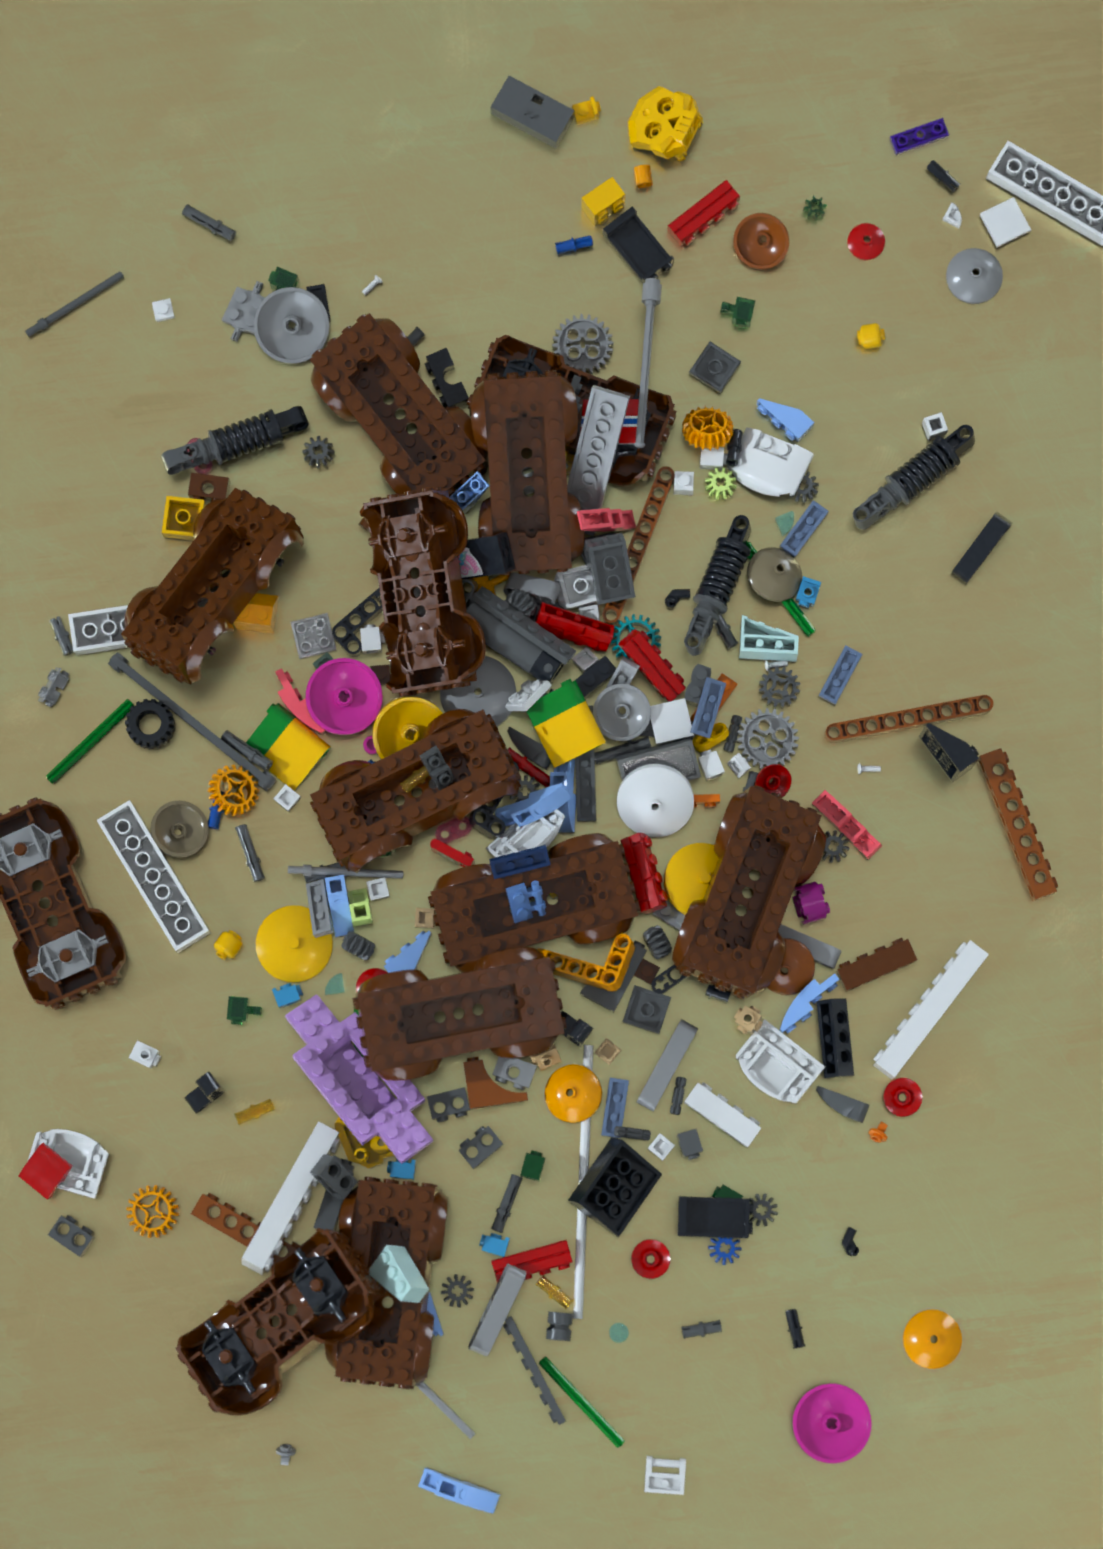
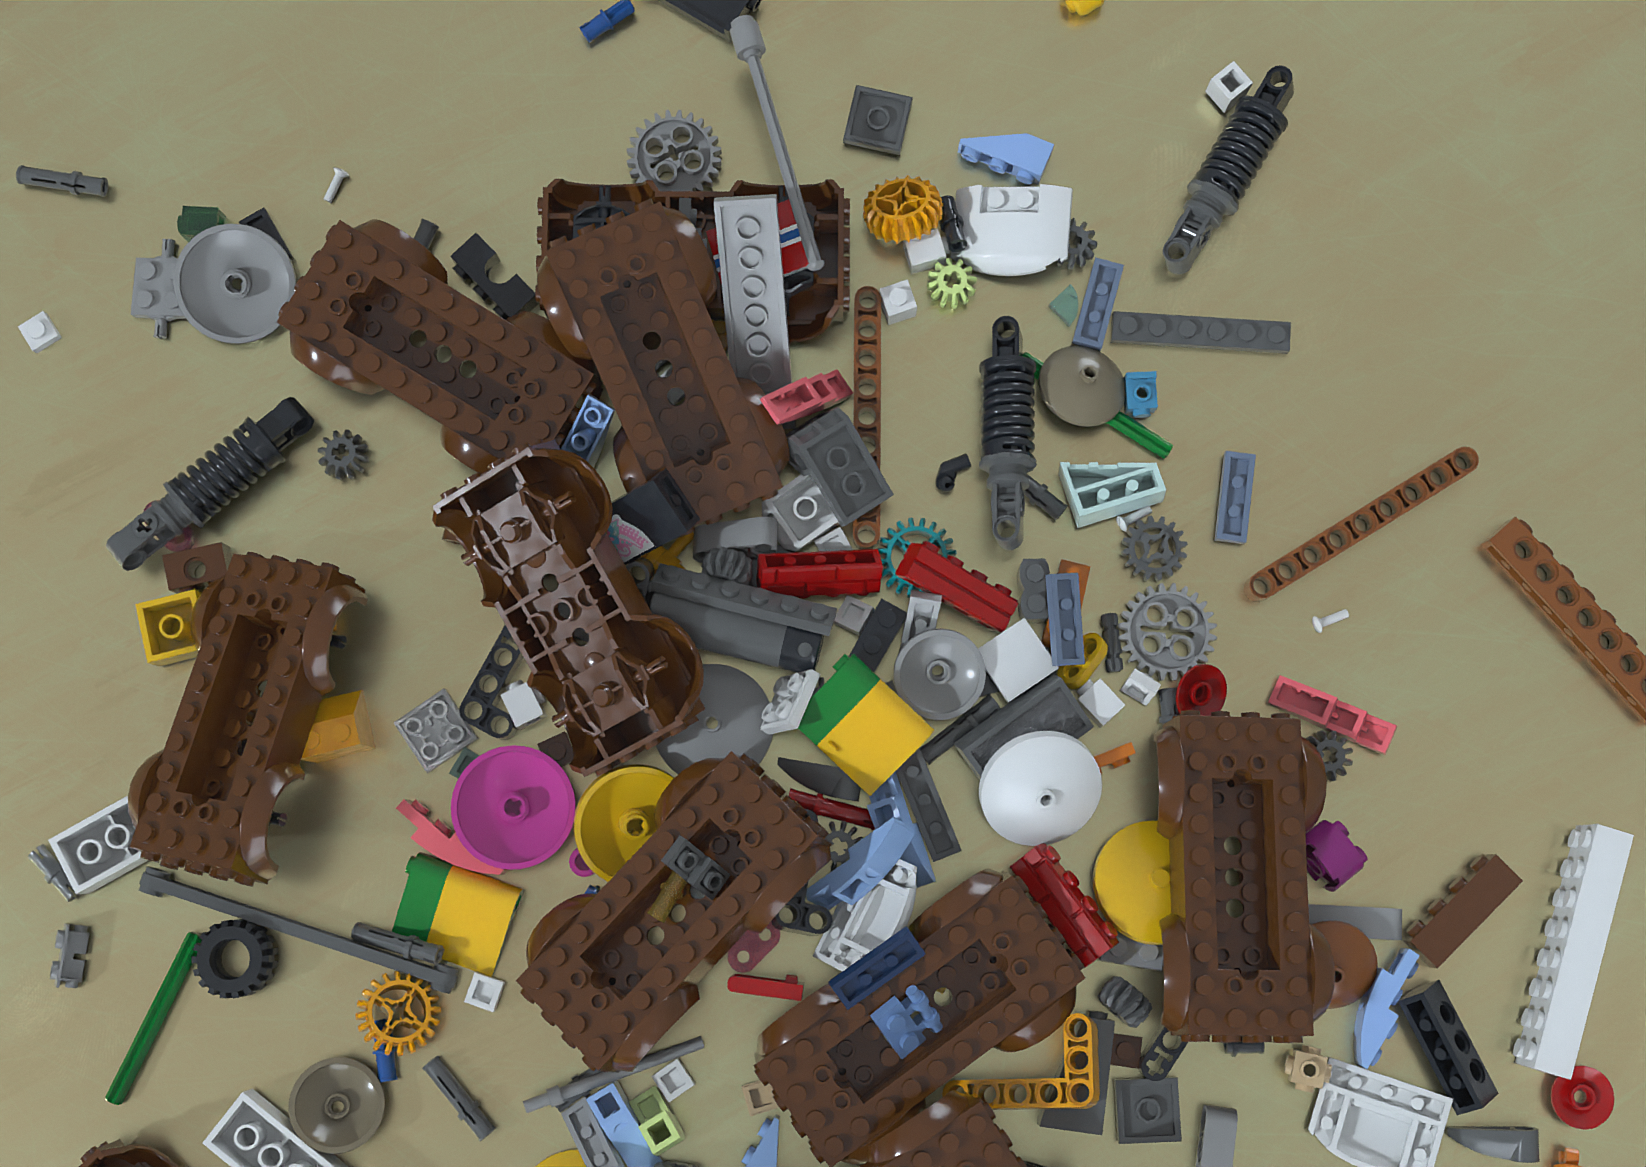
camera: 20 degrees left, 0 degrees up
(741, 311) = (885, 26): clear green brick -> none
(859, 568) = (1200, 332): none -> dark grey plate
(949, 751) = (1452, 552): black slope -> none
(981, 547) = (1367, 235): black beam -> none

